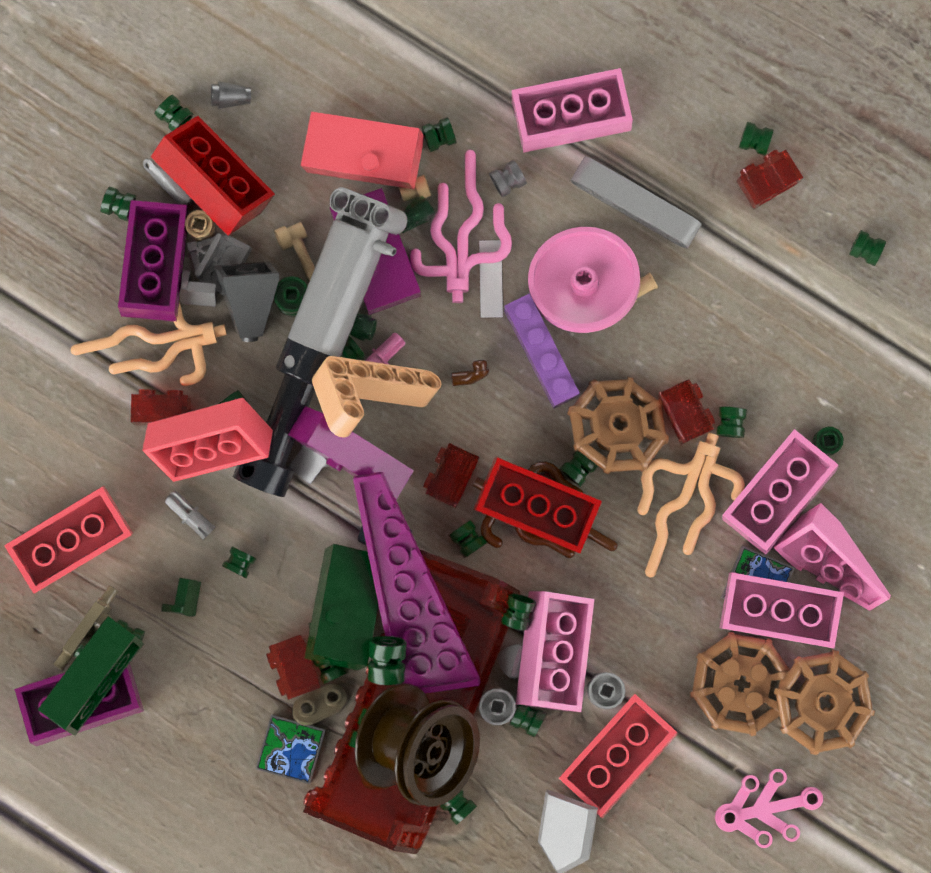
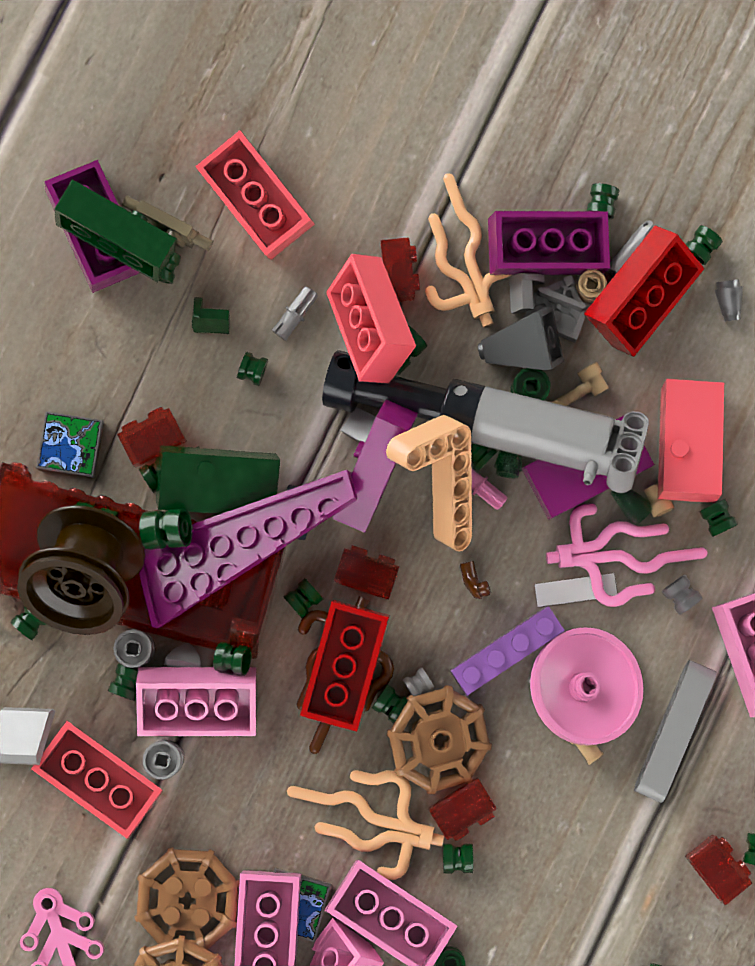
camera: 80 degrees right, 0 degrees up
(320, 705) = (117, 468): dark tan plate -> none
(562, 438) = (419, 683): none -> light grey wheel

